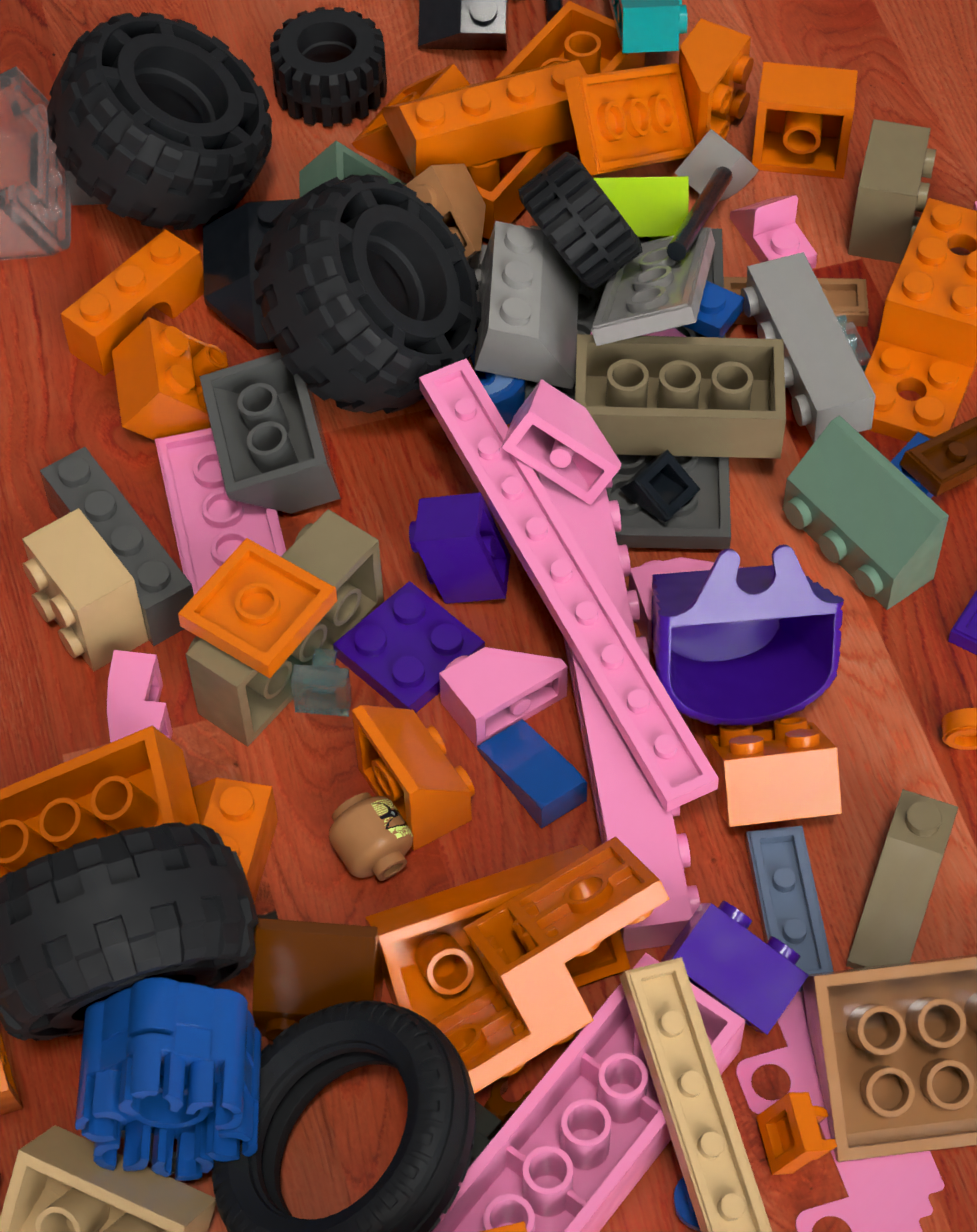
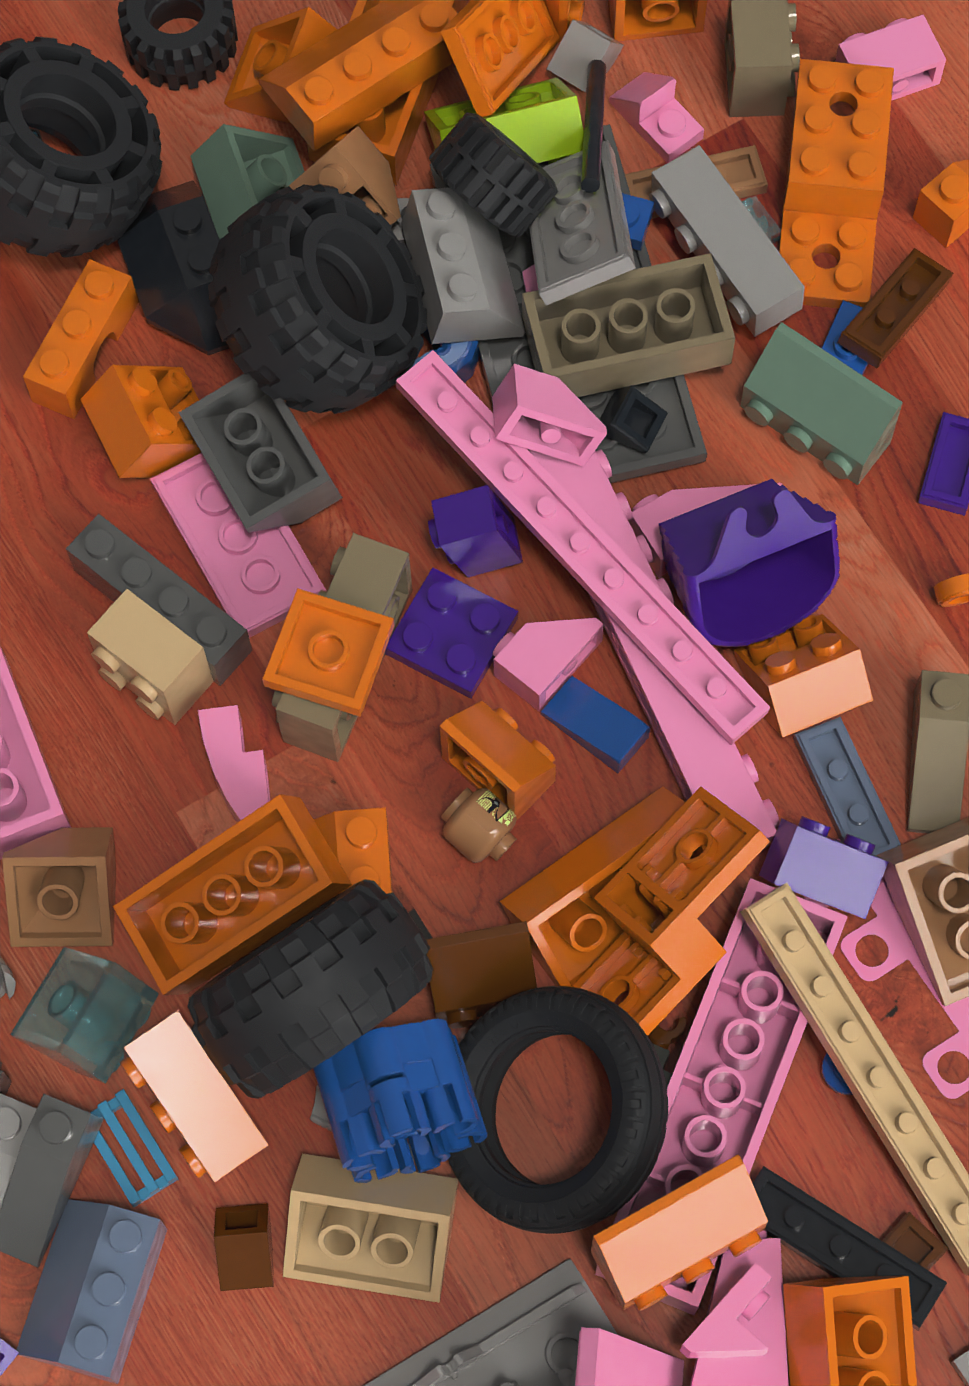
camera: 15 degrees left, 15 degrees up
(322, 686) = (390, 692): clear light blue tile -> none
(793, 1133) = (904, 995): orange tile -> none

